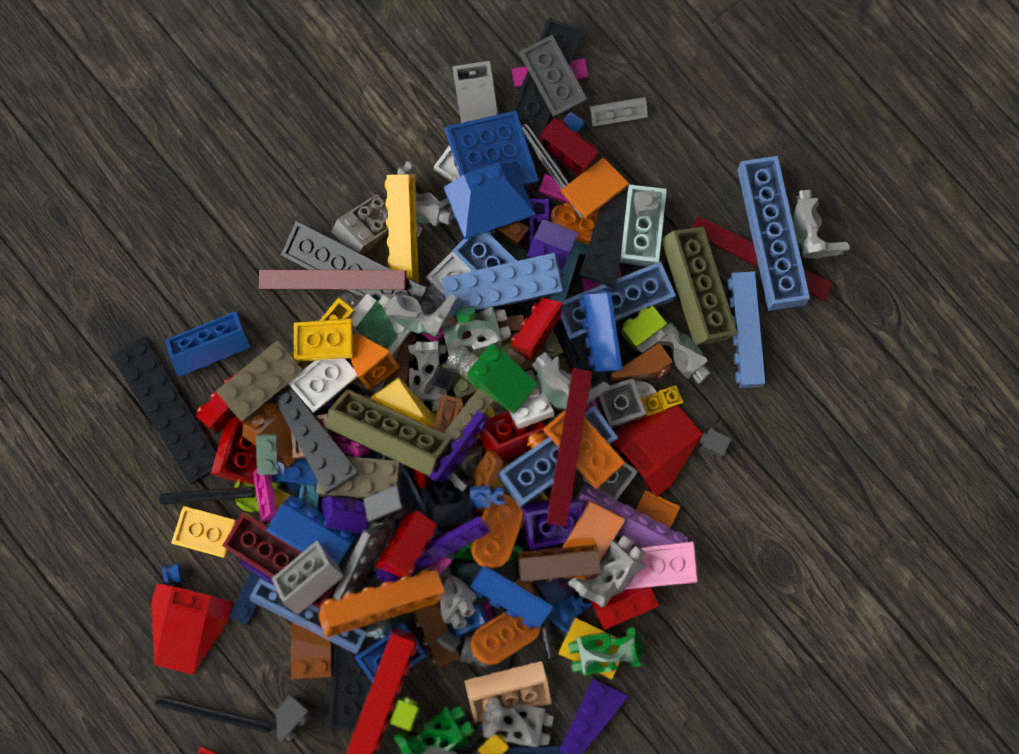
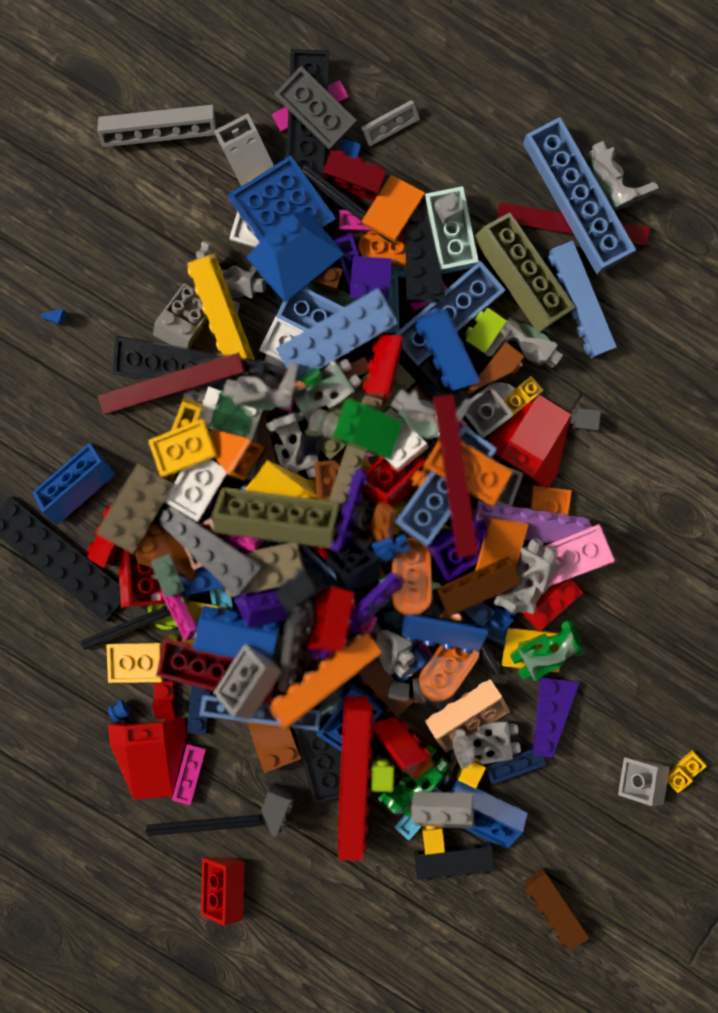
camera: 20 degrees left, 10 degrees up
(217, 658) = (189, 774): none -> dark pink plate
(219, 577) = (164, 700): none -> red slope
(246, 185) = (57, 317): none -> blue slope
(402, 45) = (156, 125): none -> light grey brick
(435, 696) = (403, 746): none -> red slope

